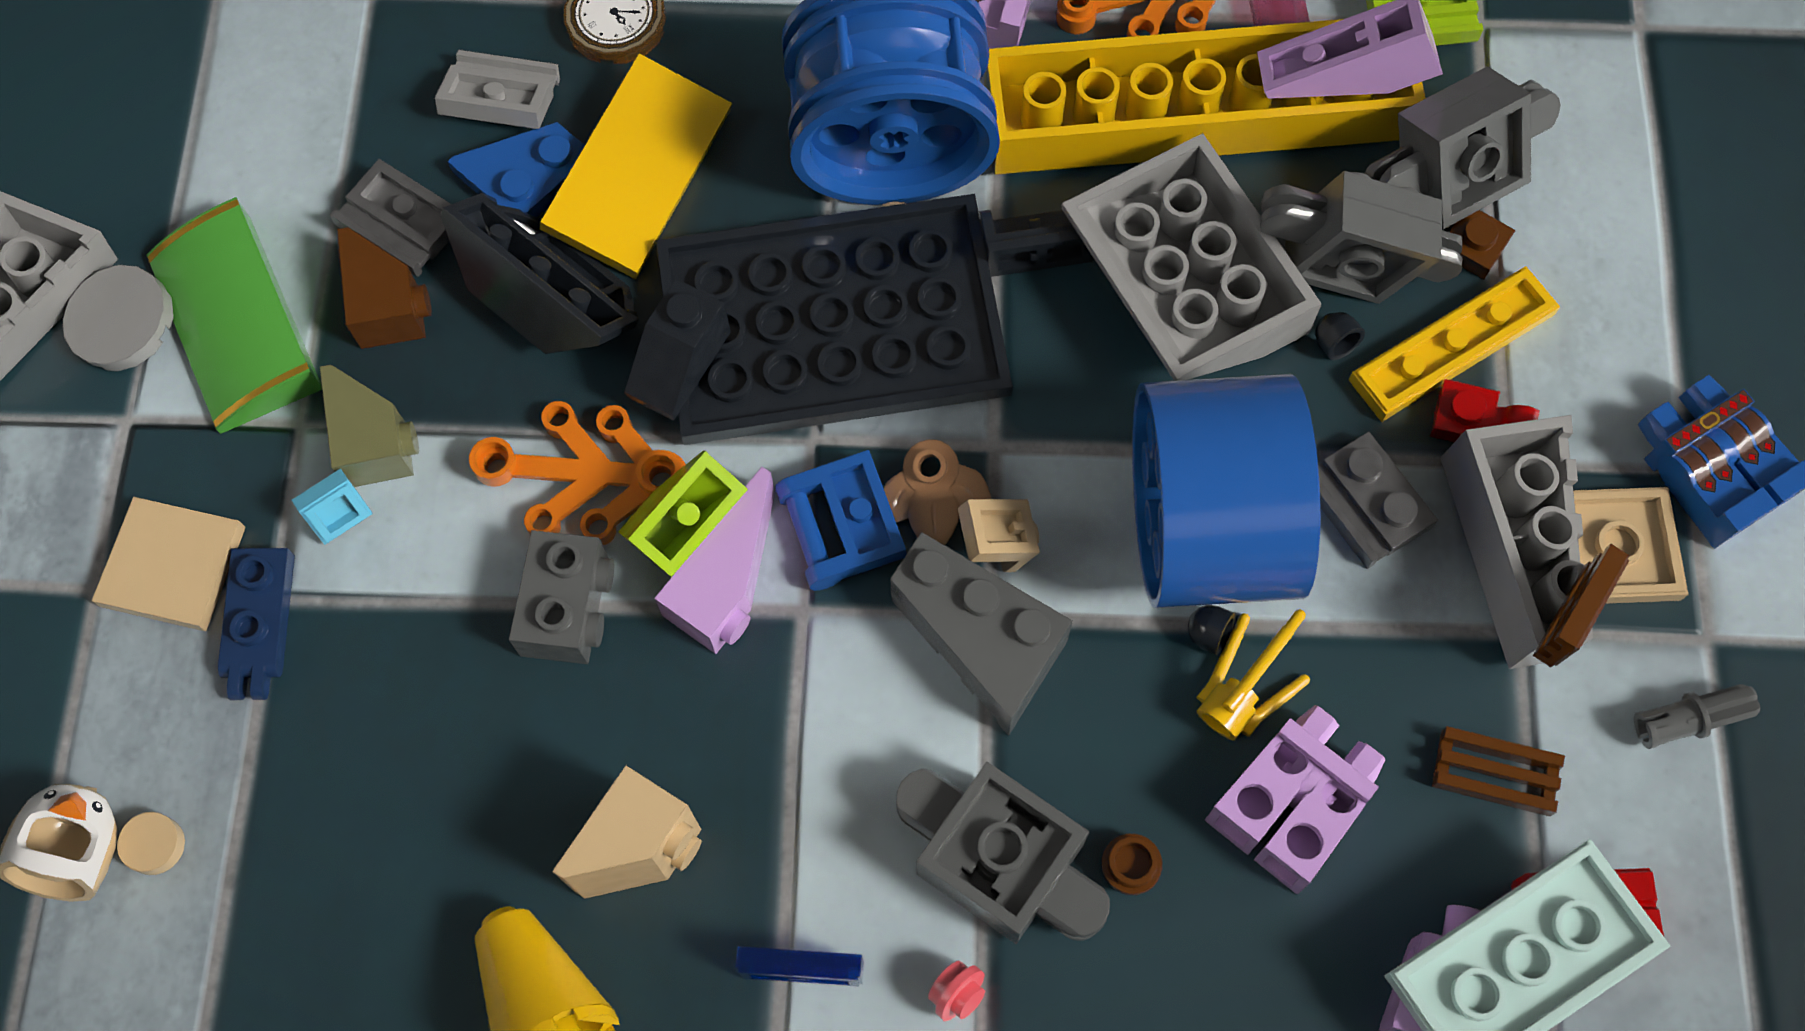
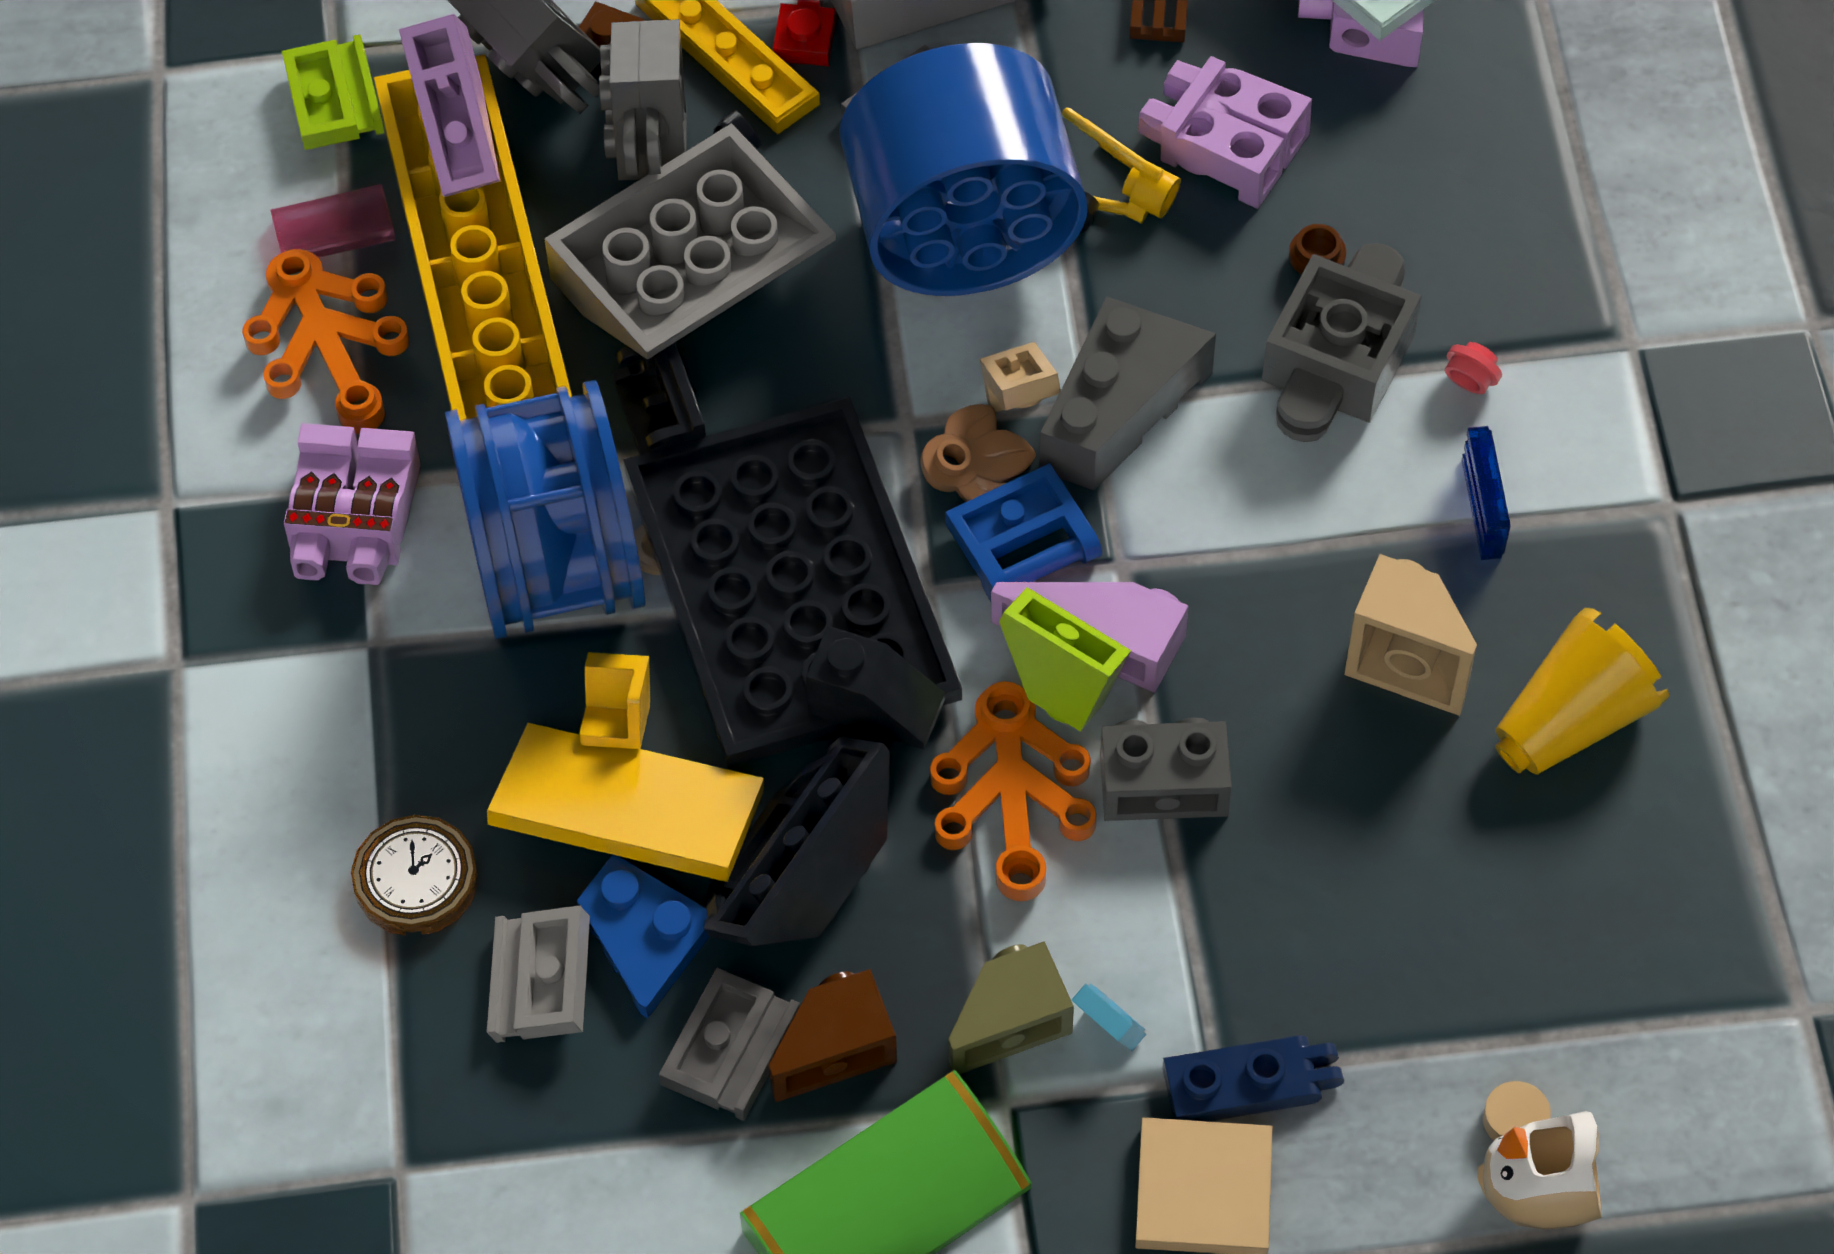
camera: 100 degrees left, 10 degrees down
(727, 168) = (615, 700): none -> yellow panel

